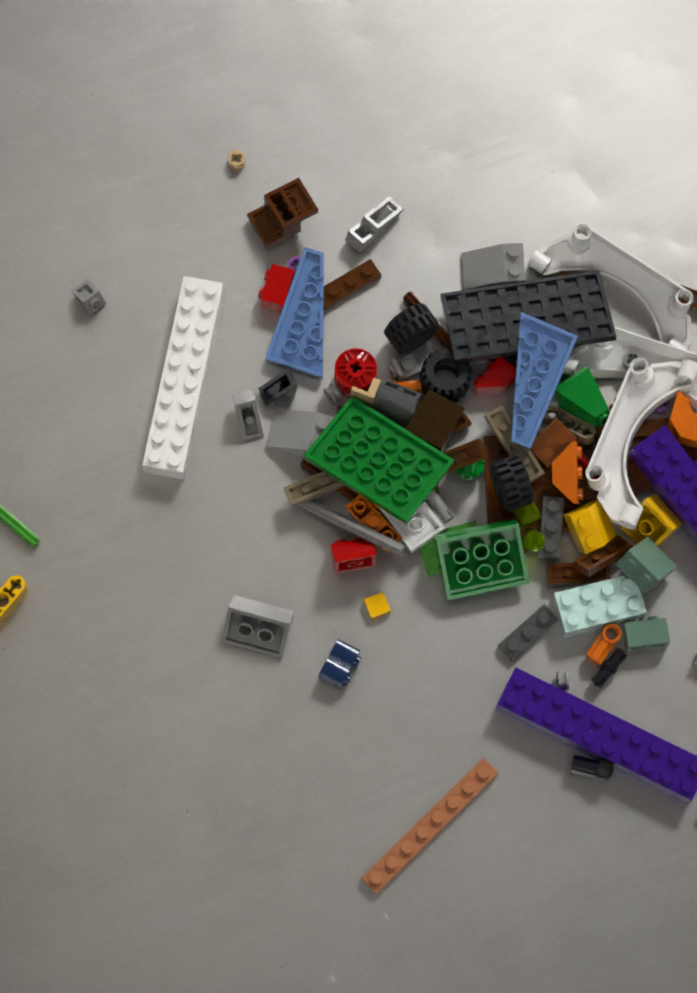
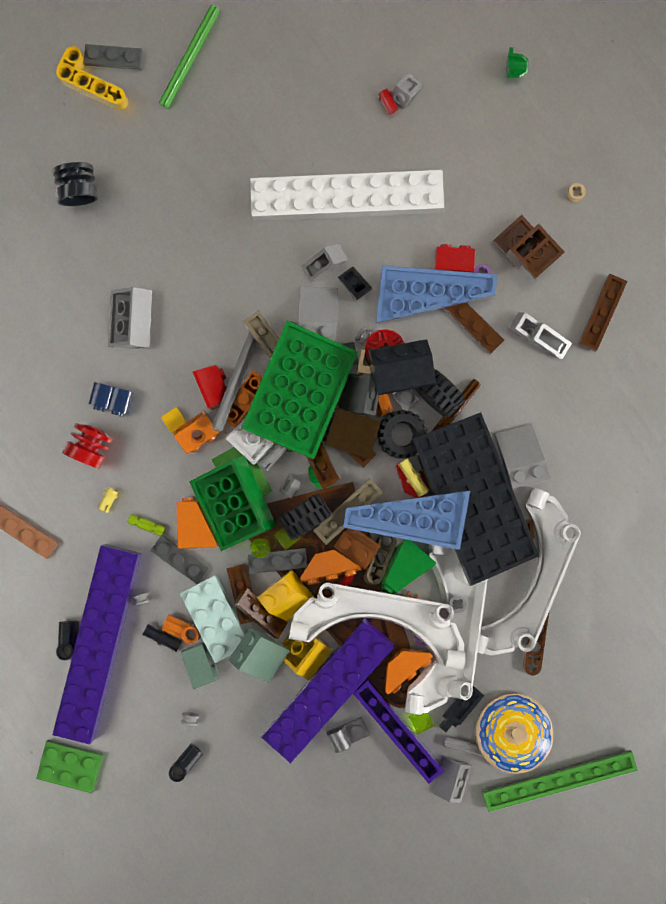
camera: 85 degrees right, 15 degrees up
(92, 186) = (516, 64): none -> green piece
(95, 316) = (388, 102): none -> red pin
(100, 647) = (75, 184): none -> black wheel
(365, 161) = (602, 312): none -> reddish brown plate
(380, 350) = (402, 367): none -> black slope
(386, 696) = (87, 445): none -> red wheel
(394, 593) = (184, 433): none -> orange brick
(447, 693) = (107, 499): none -> light yellow pin
(475, 500) = (290, 486): none -> light grey plate
(483, 659) = (146, 525): none -> lime axle
(493, 371) = (413, 477): none -> light yellow pin
(495, 608) = (192, 526): none -> orange slope

